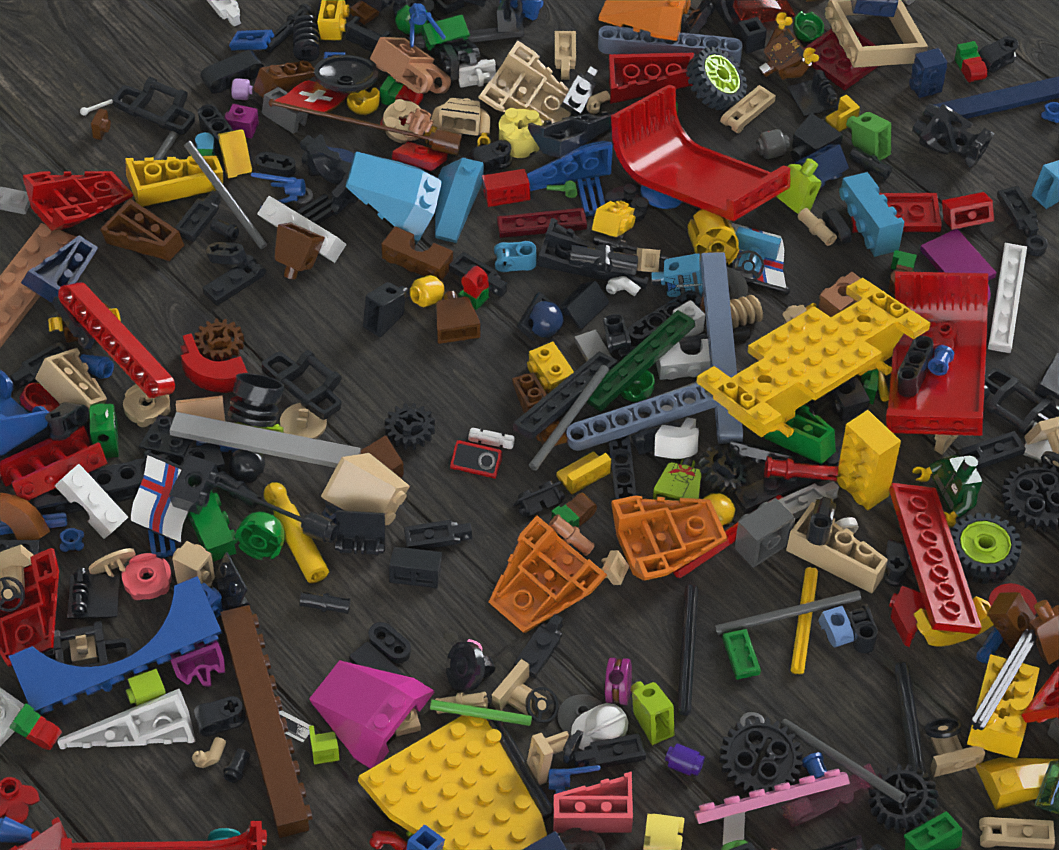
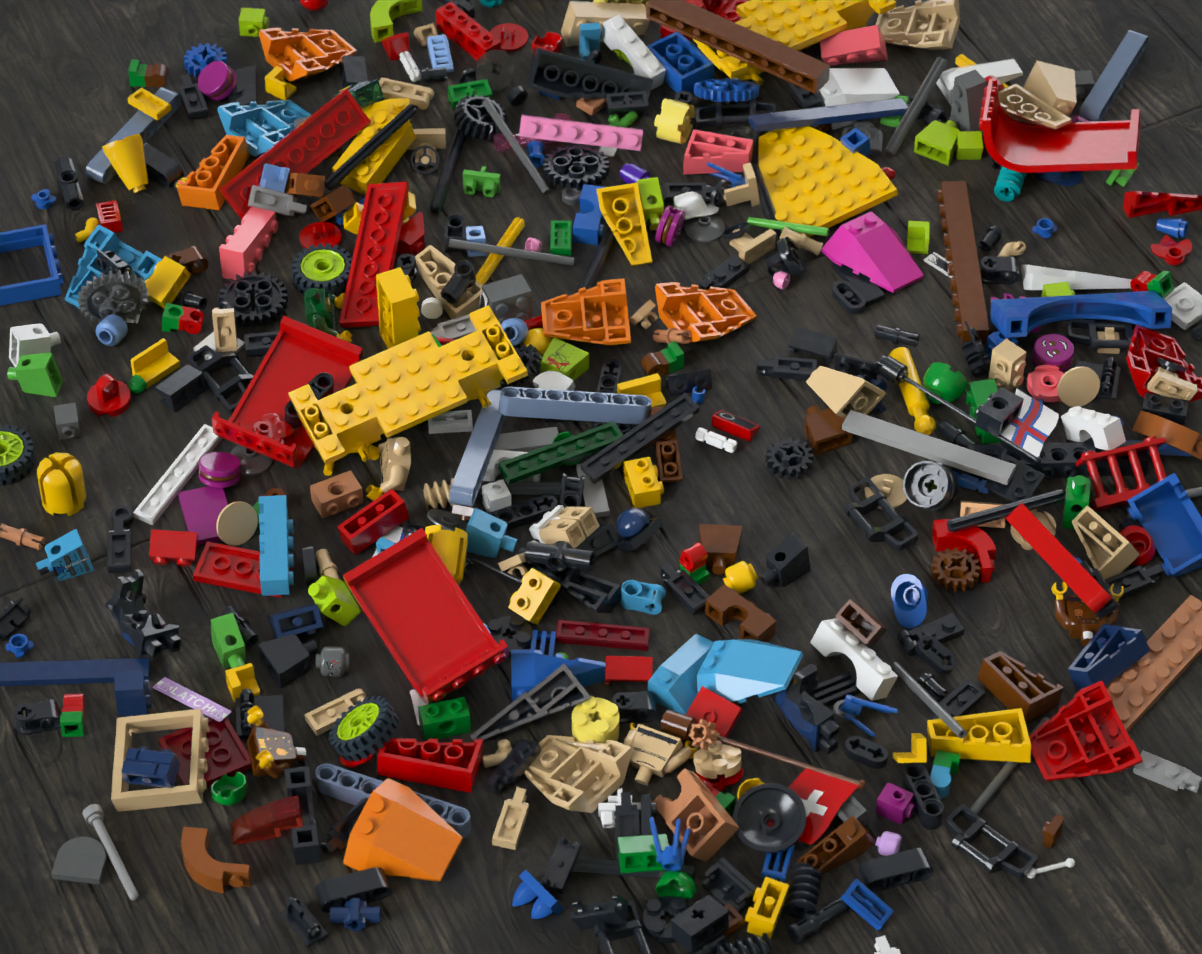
camera: 165 degrees left, 5 degrees down
(66, 420) = (1110, 502): black piece -> none
(144, 614) = (1054, 351): none -> magenta head
(172, 792) = (1044, 228): none -> blue plate
(174, 396) = (1004, 510): none -> black axle
(257, 300) = (909, 600): none -> blue piece
(526, 480) = (698, 397): none -> blue hand
(568, 418) = (631, 423): dark grey piece -> none
(611, 292) = (565, 525): none -> tan hips
(679, 680) = (625, 217): none -> yellow wedge
(719, 709) = (589, 222): none -> blue arch
(743, 497) = (517, 326): none -> medium blue head
(767, 635) = (533, 244): none -> bright pink hinge
(793, 263) = (373, 522): none -> red brick
(863, 712) = (481, 181): none -> bright green hips
(879, 94) = (192, 699): none -> lavender sticker
(924, 242) = (236, 523): none -> tan piece
(942, 357) = (279, 402): blue bush -> none

